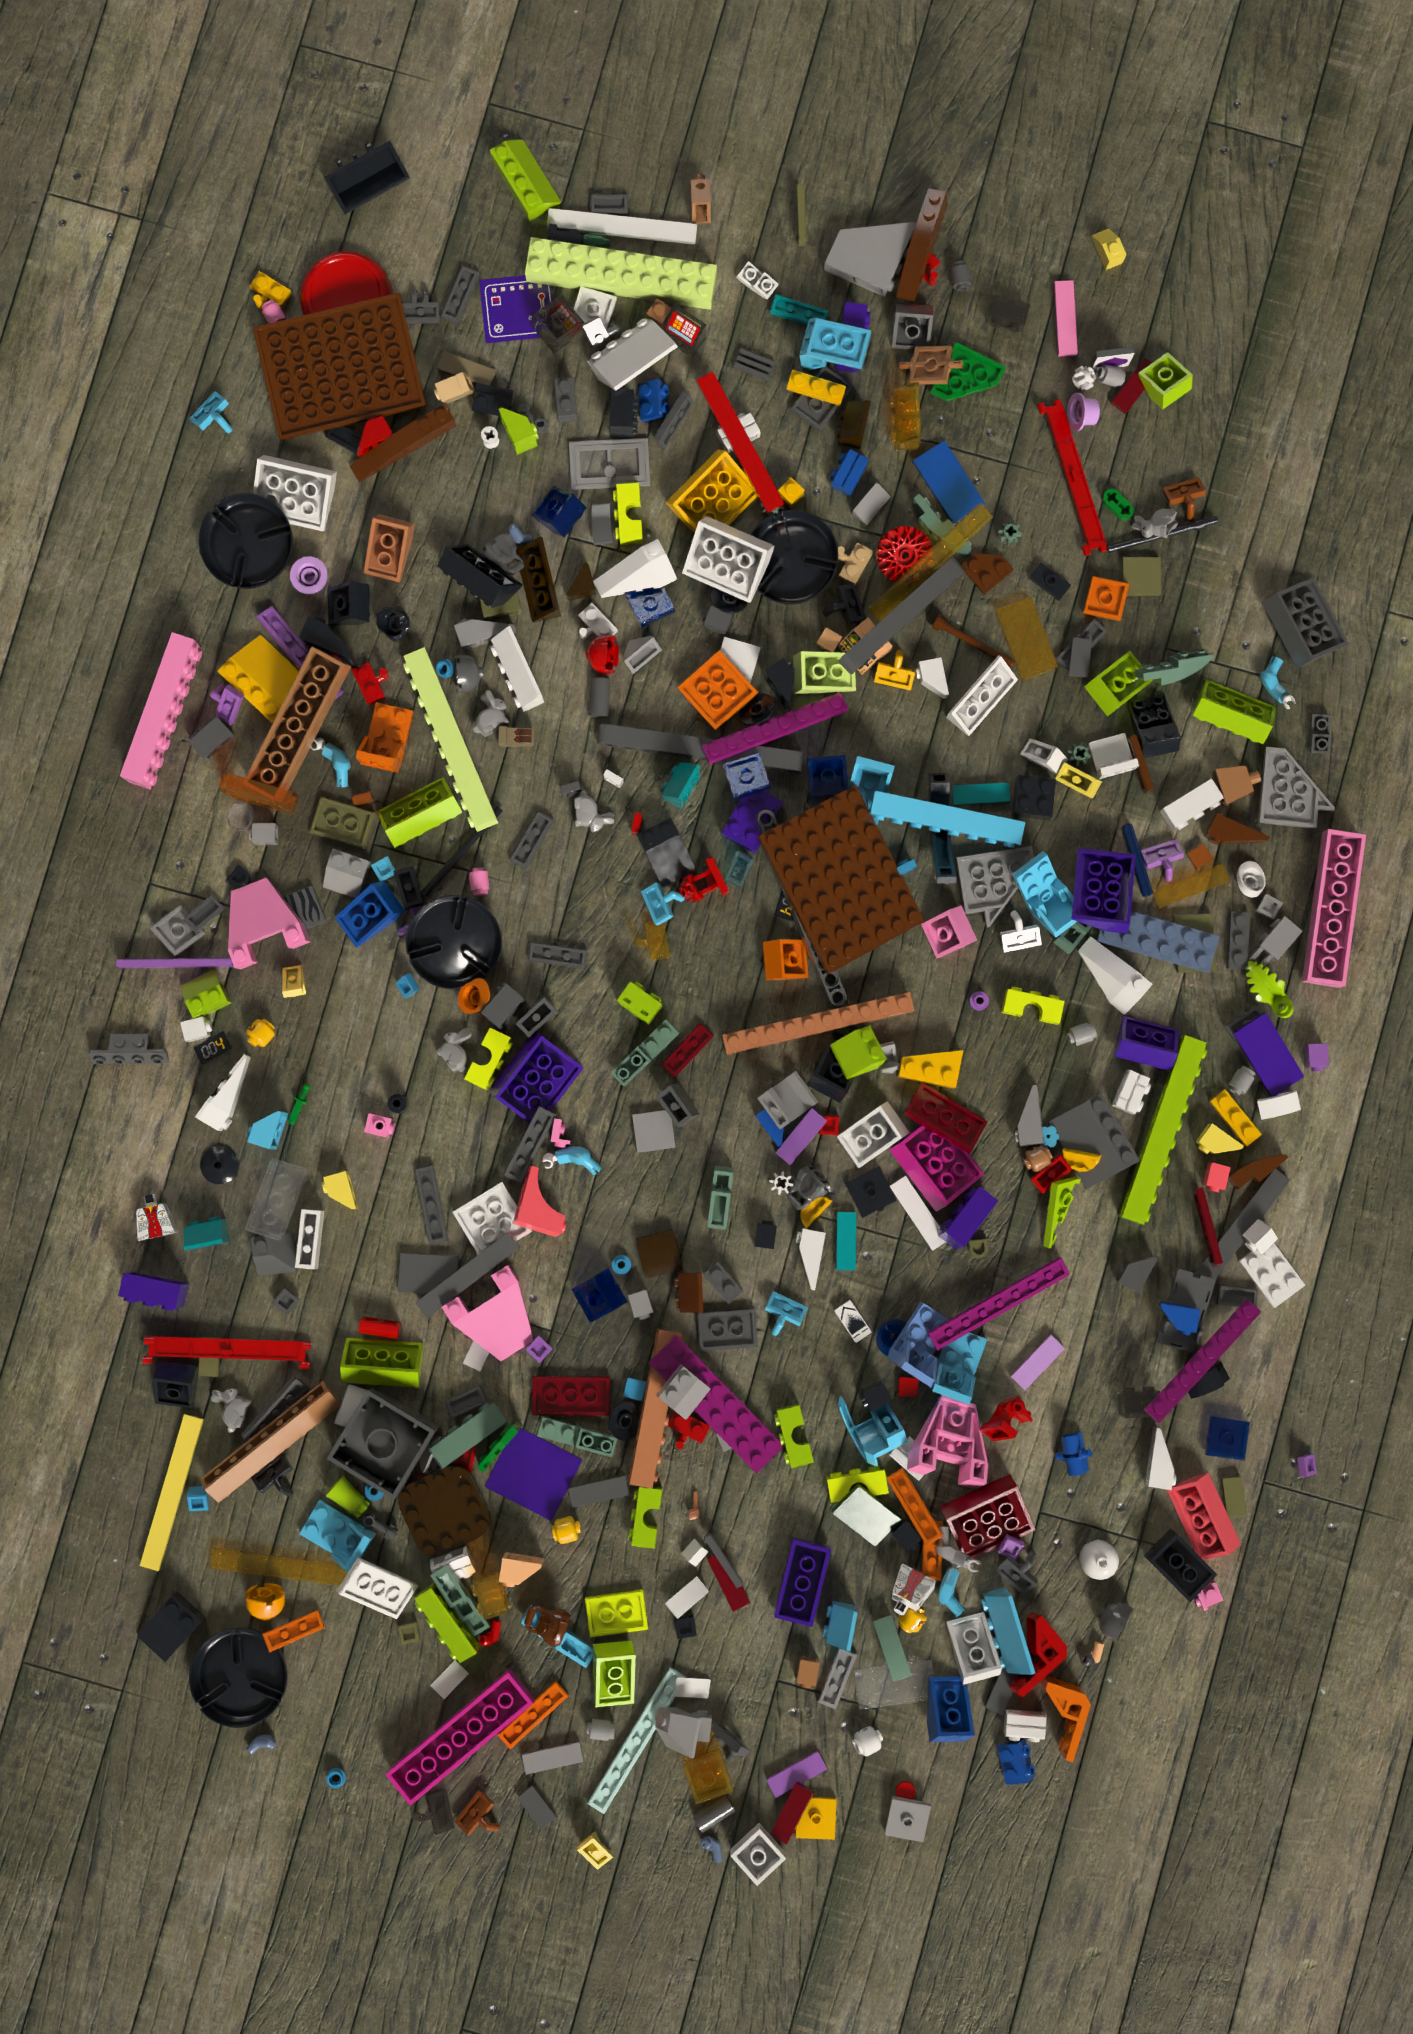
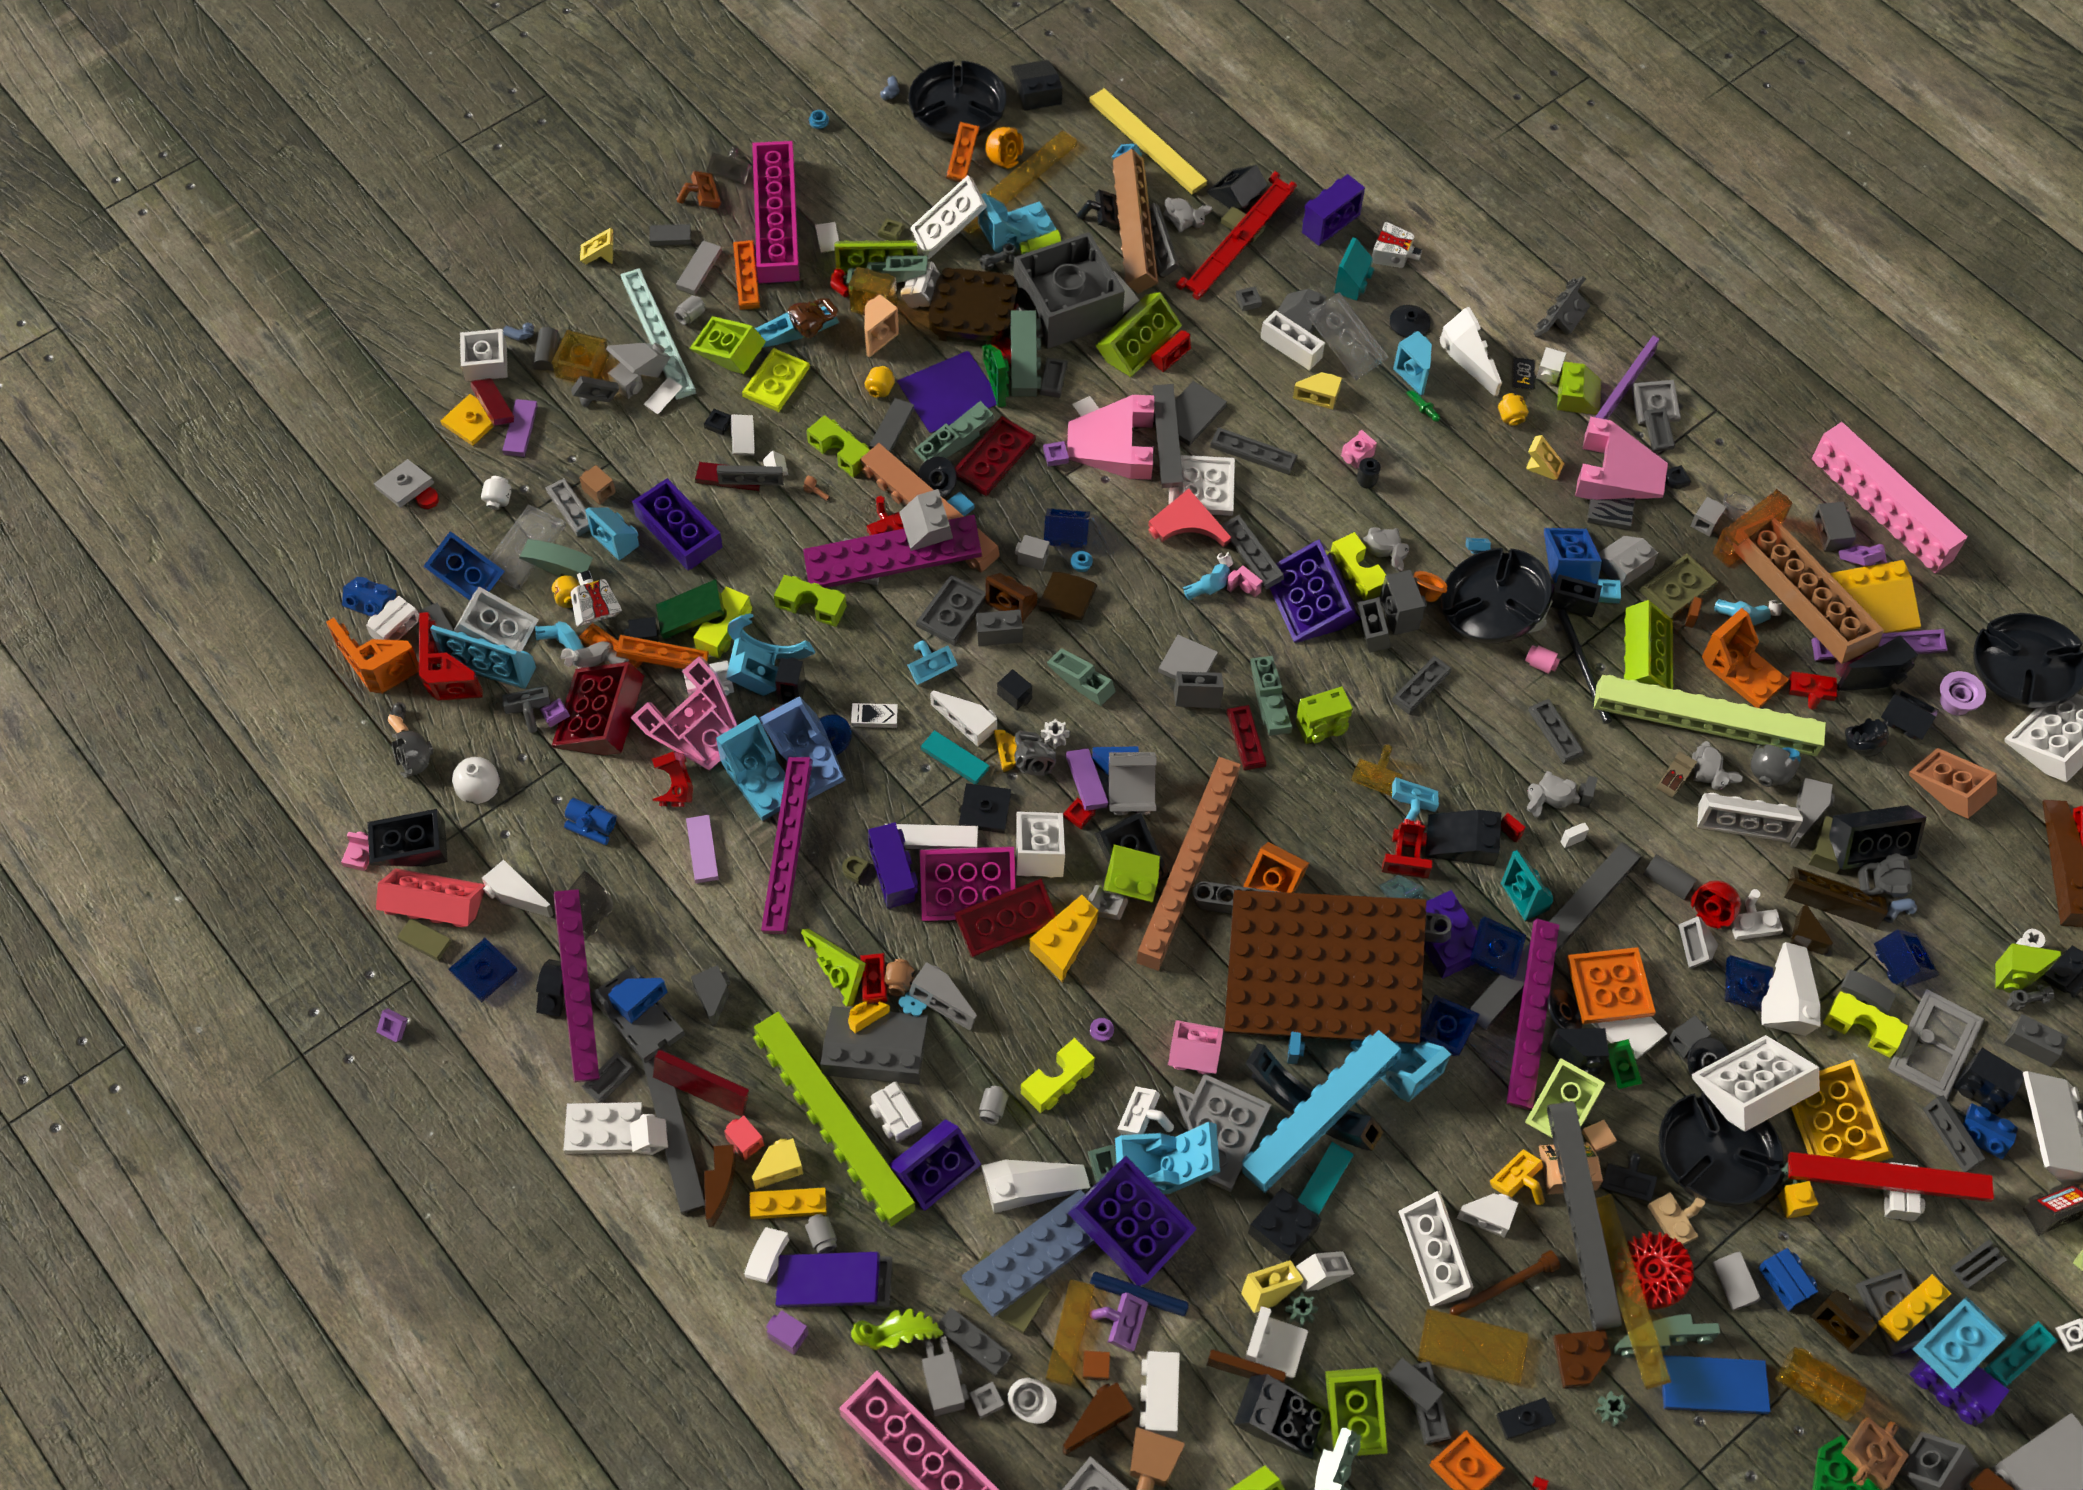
camera: 125 degrees right, 25 degrees down
(769, 651) = (1624, 1064): none -> green slope

